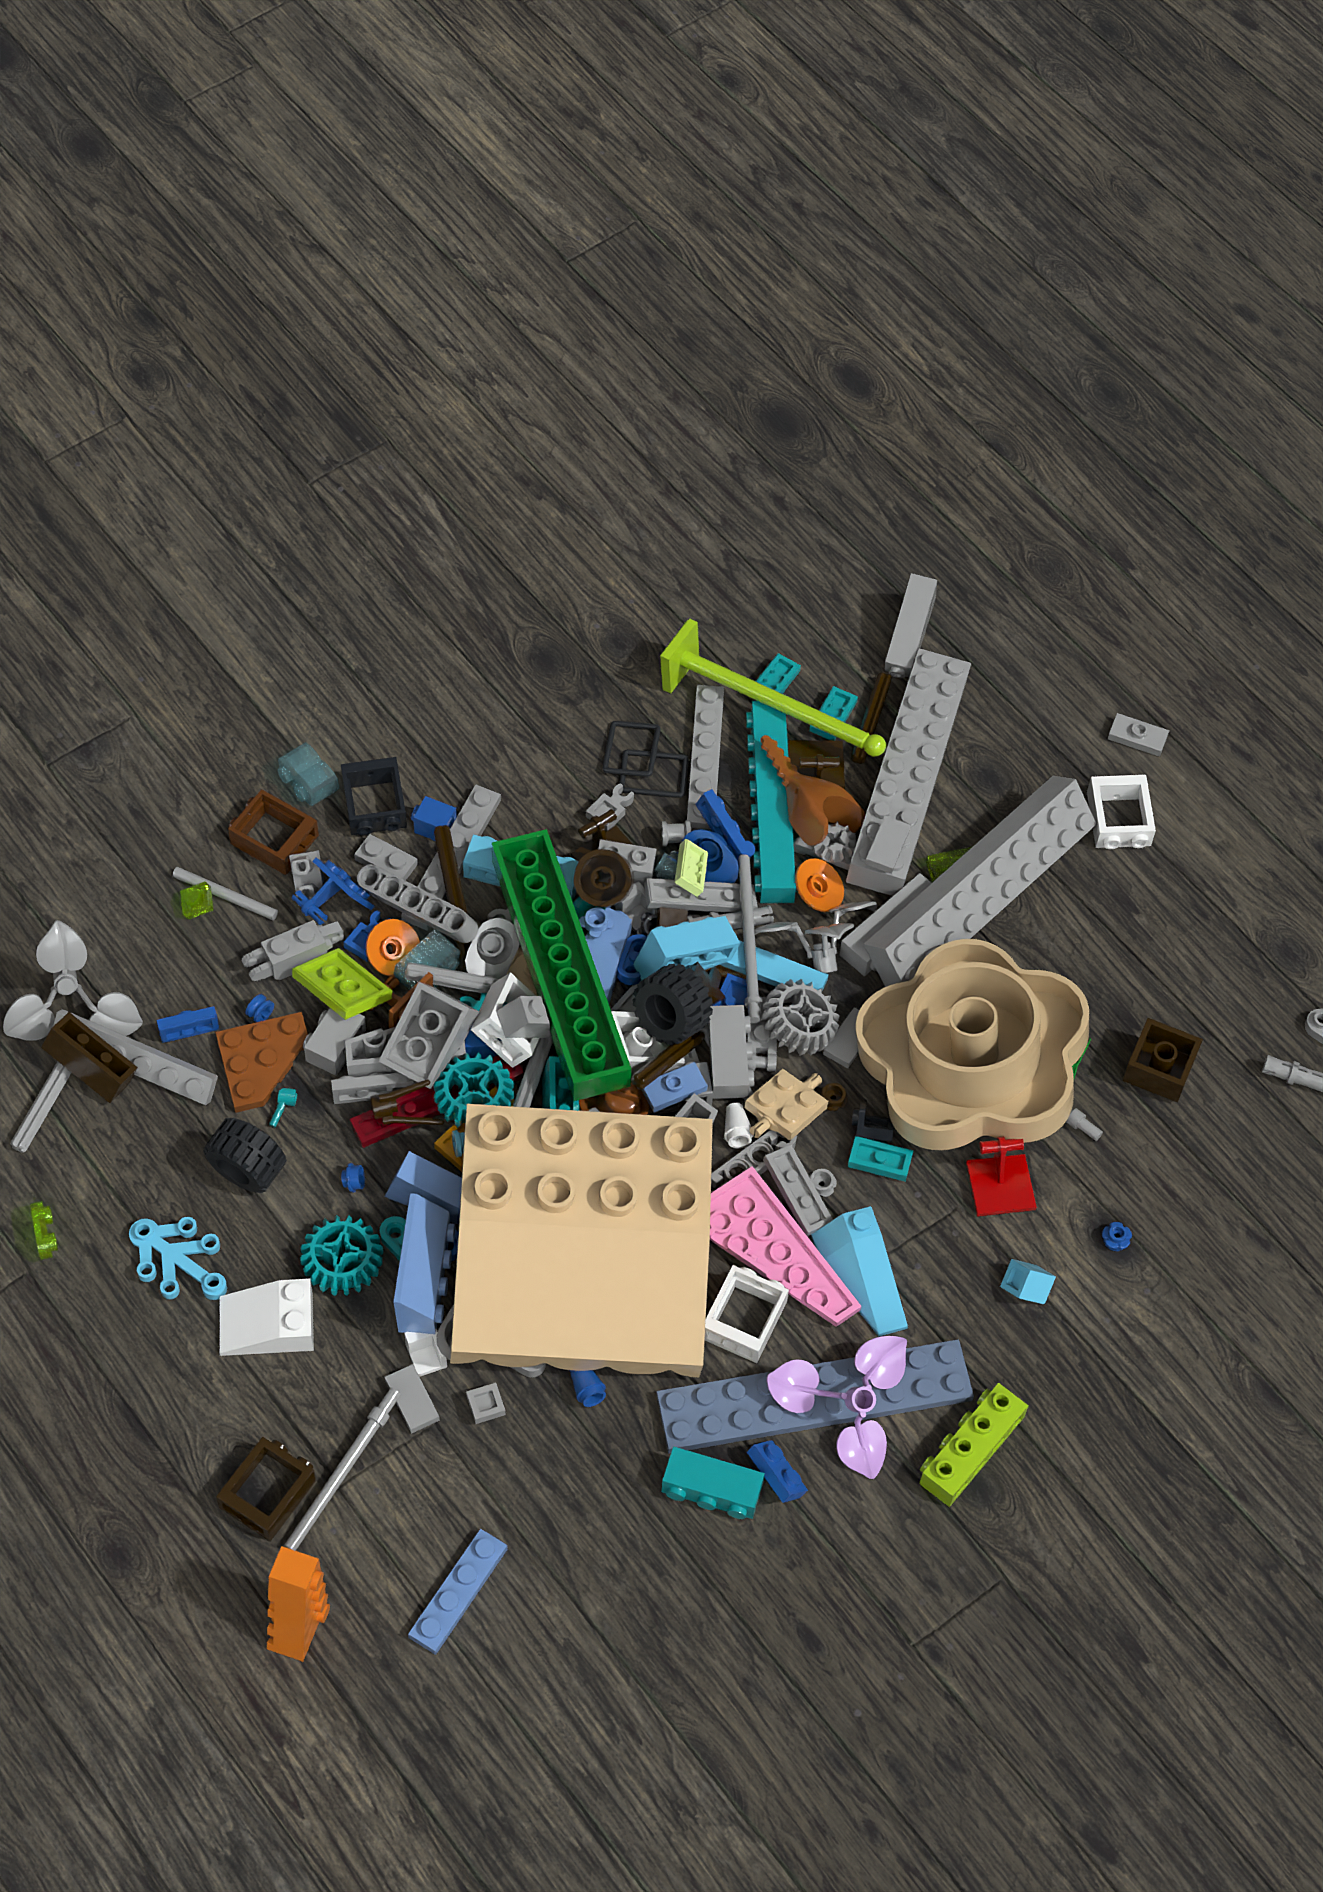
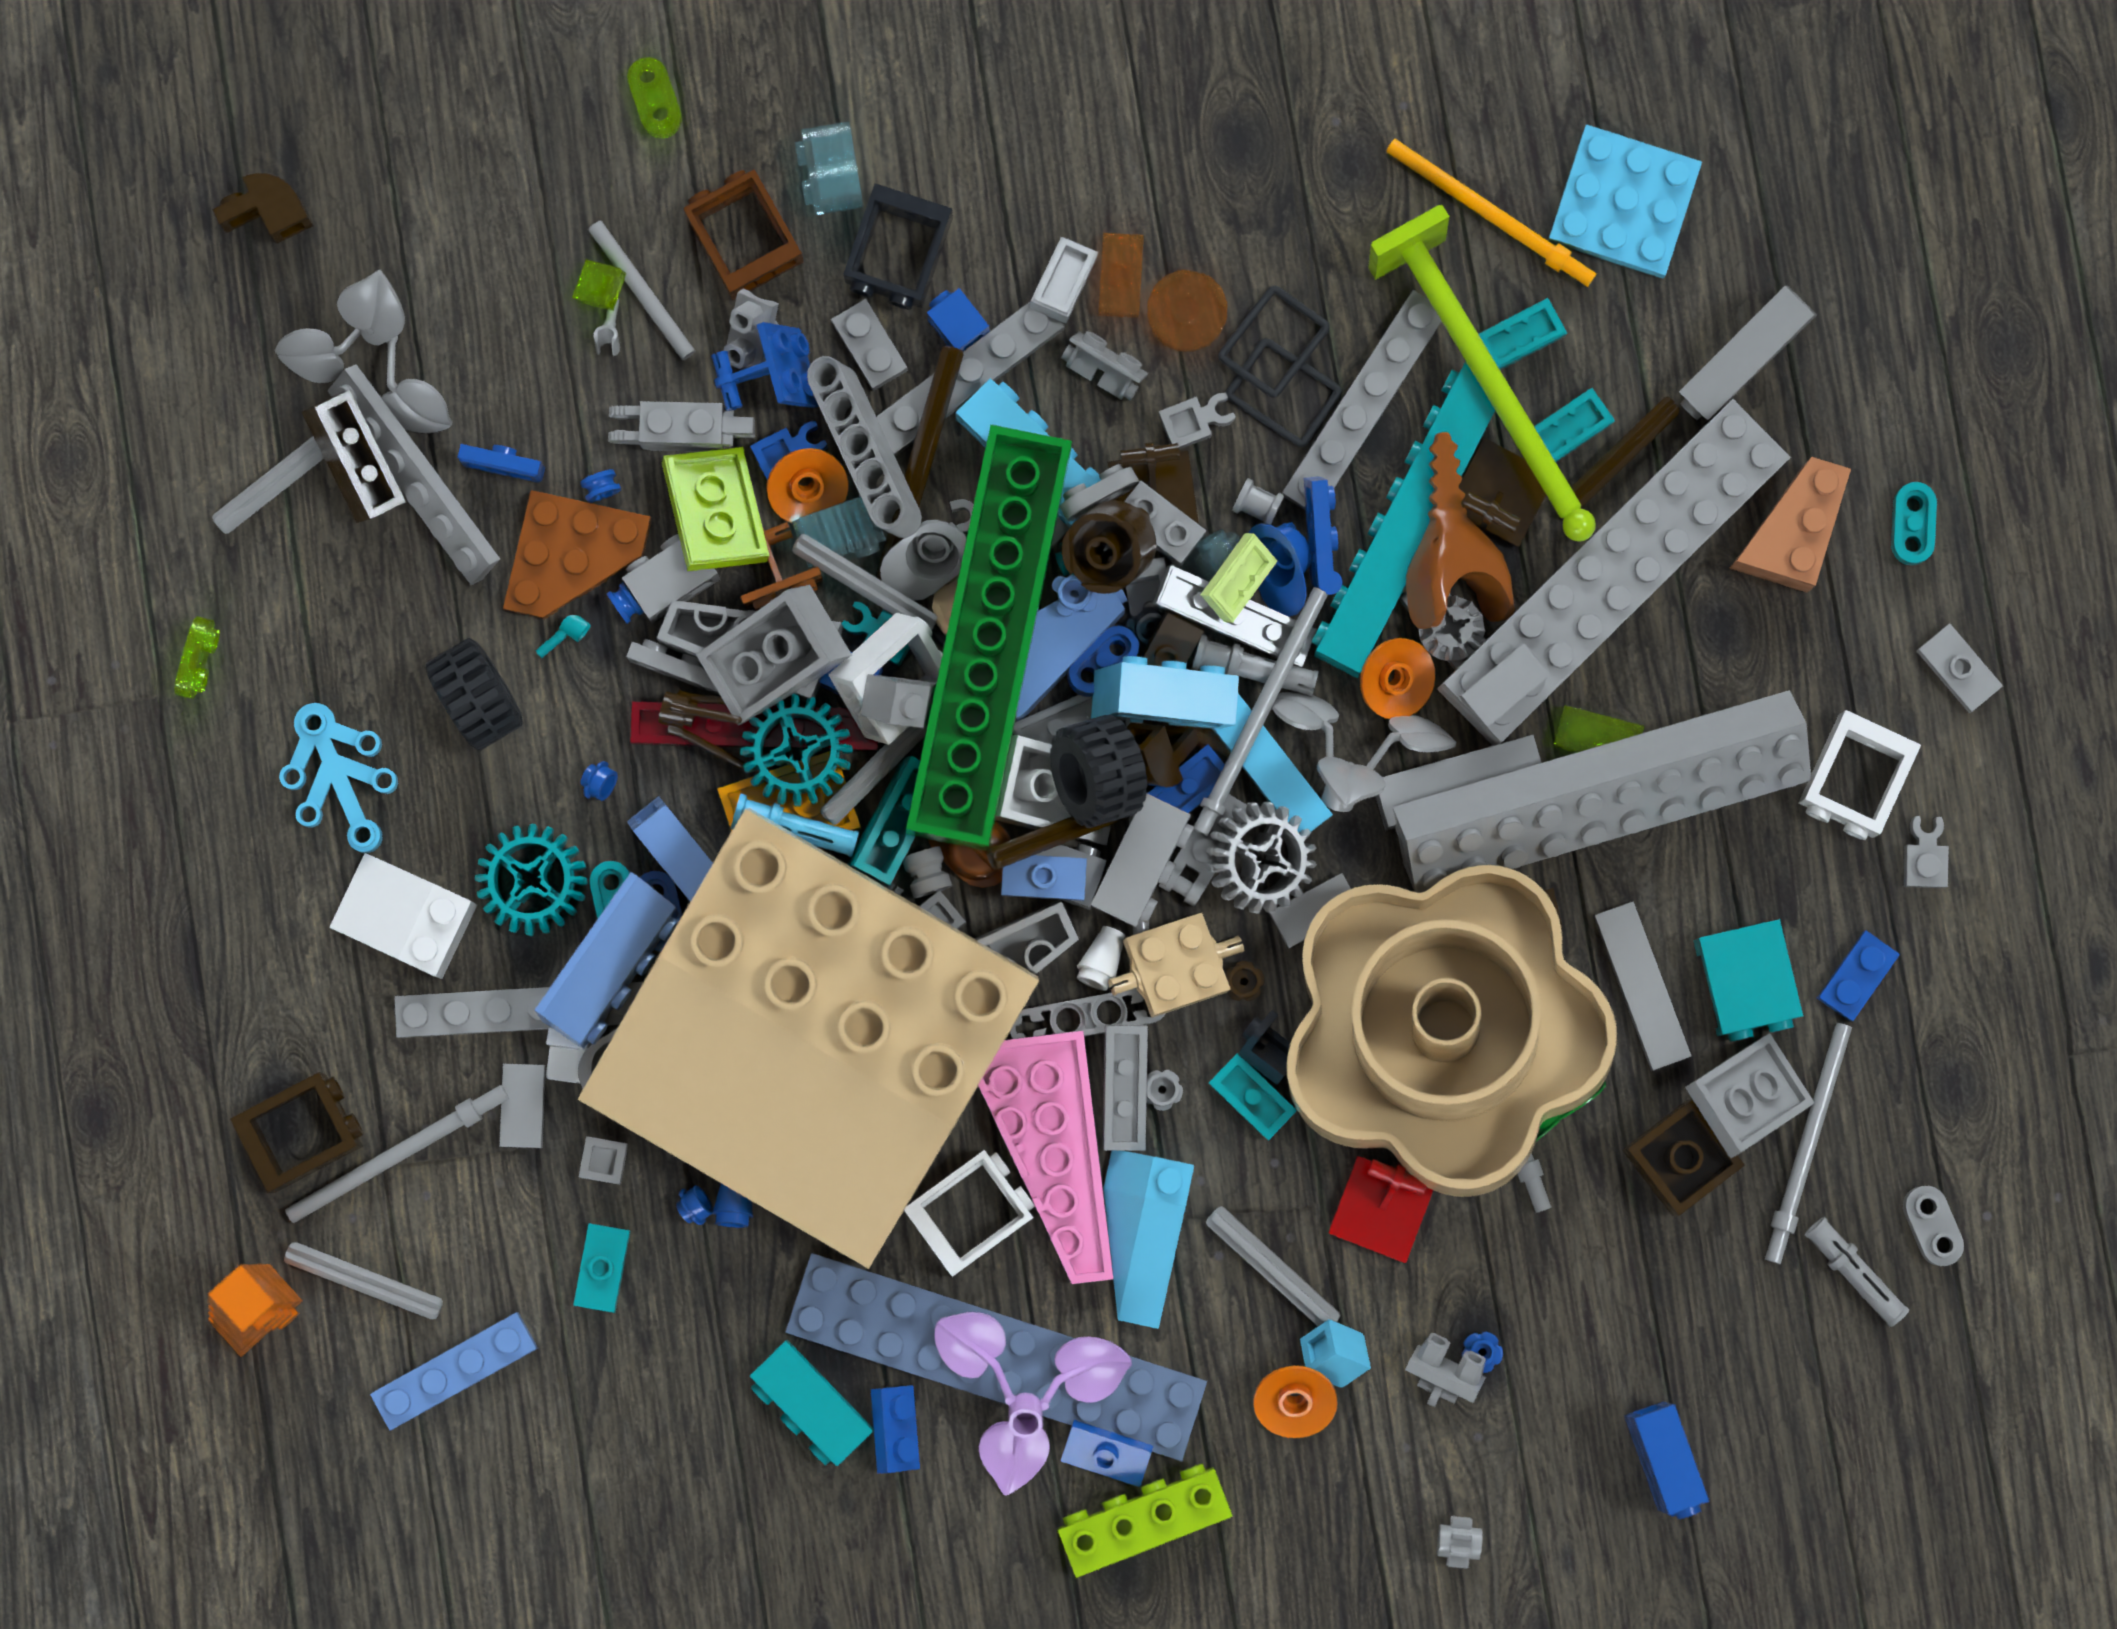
camera: 30 degrees right, 25 degrees up
(173, 786) = (654, 96): none -> clear neon green plate
(217, 924) = (608, 332): none -> light grey hand
(312, 1067) = (624, 603): none -> blue bush
(354, 1353) = (480, 1012): none -> light grey plate
(373, 1562) = (363, 1280): none -> light grey axle
(485, 769) = (1063, 280): none -> tile
(518, 755) = (1121, 275): none -> clear orange plate
(522, 1473) = (602, 1268): none -> teal plate
(527, 802) = (1119, 370): none -> light grey hinge
(562, 1401) = (694, 1205): none -> blue plate
(569, 756) = (1187, 310): none -> clear orange tile
(581, 847) = (1113, 484): none -> light grey plate
(770, 633) = (1556, 256): none -> light orange bar
(789, 591) = (1624, 201): none -> medium azure plate
(923, 1416) = (1106, 1453): none -> plate
(954, 1252) = (1271, 1267): none -> light grey axle
(1000, 703) = (1798, 529): none -> nougat wedge
(1034, 1324) = (1300, 1414): none -> orange dish
(1063, 675) = (1914, 525): none -> teal plate
(1102, 1005) = (1642, 986): none -> light grey tile
(1117, 1251) = (1444, 1376): none -> light grey hips
(1134, 946) = (1750, 979): none -> teal panel
(1178, 1004) = (1750, 1095): none -> light grey plate
(1178, 1352) = (1459, 1542): none -> light grey gear
(1188, 841) = (1926, 862): none -> light grey plate
(1194, 919) = (1858, 976): none -> blue plate
(1244, 1069) = (1784, 1220): none -> light grey bar
(1271, 1232) = (1667, 1460): none -> blue brick

